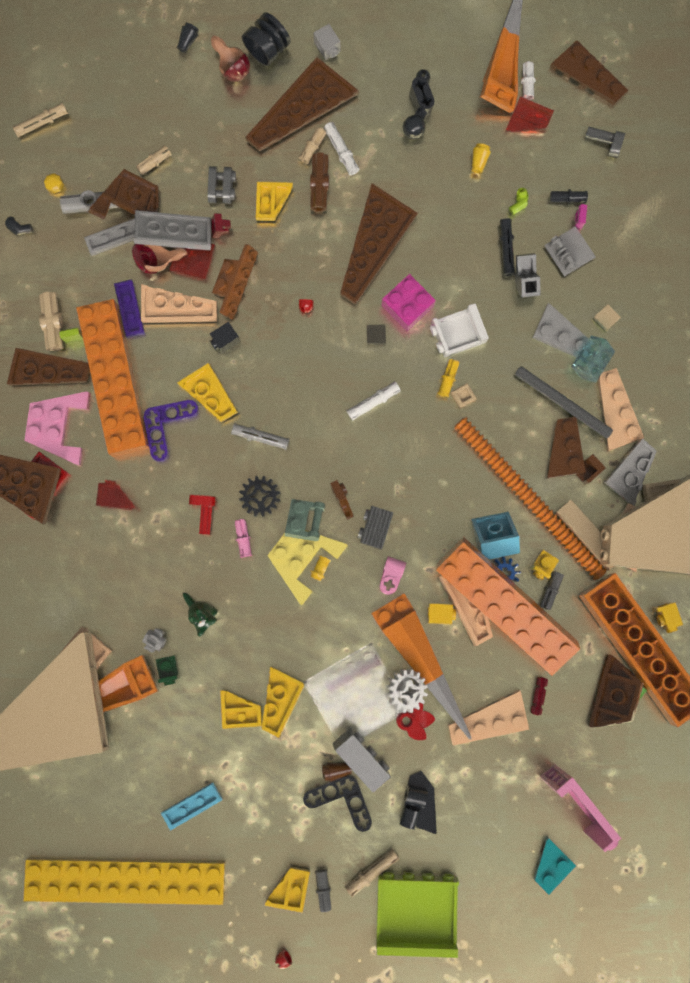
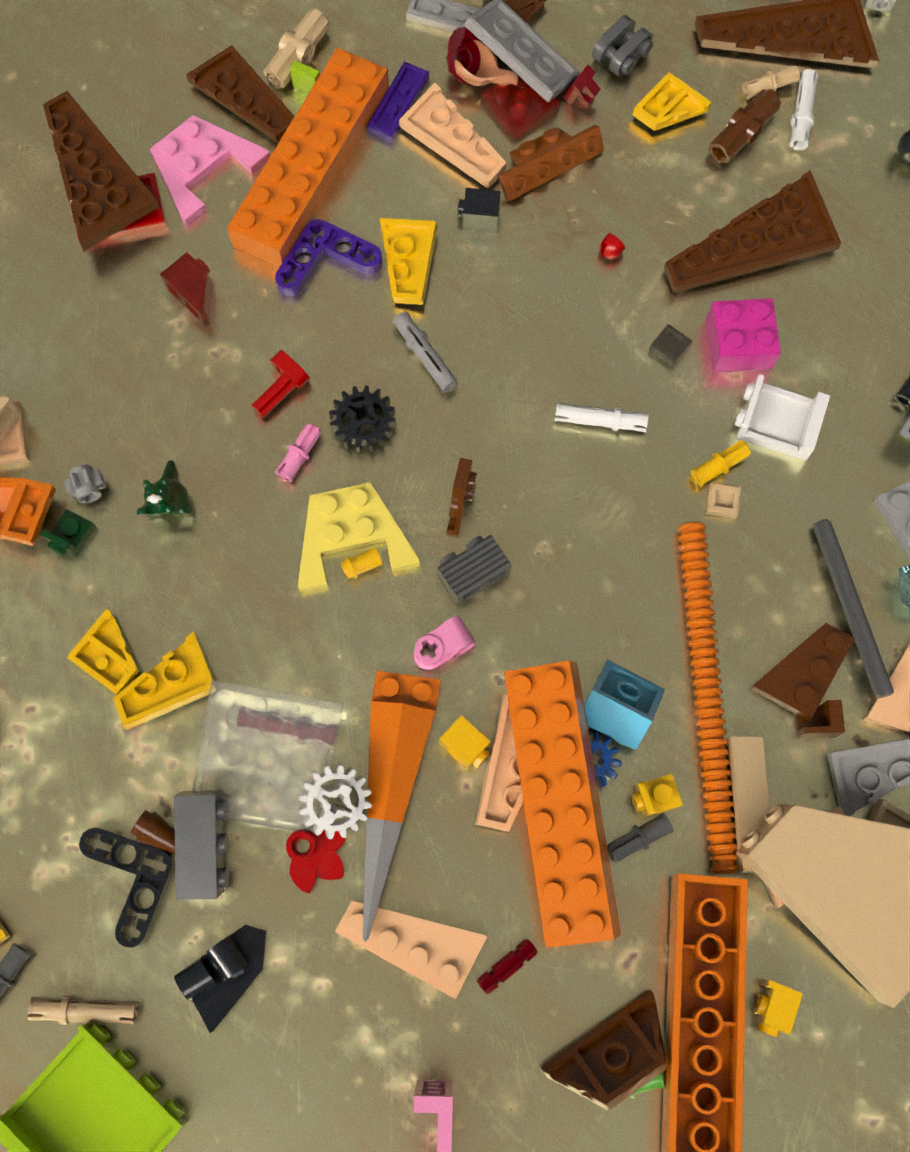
camera: 40 degrees right, 10 degrees down
(298, 519) = (386, 481): sand green plate -> none

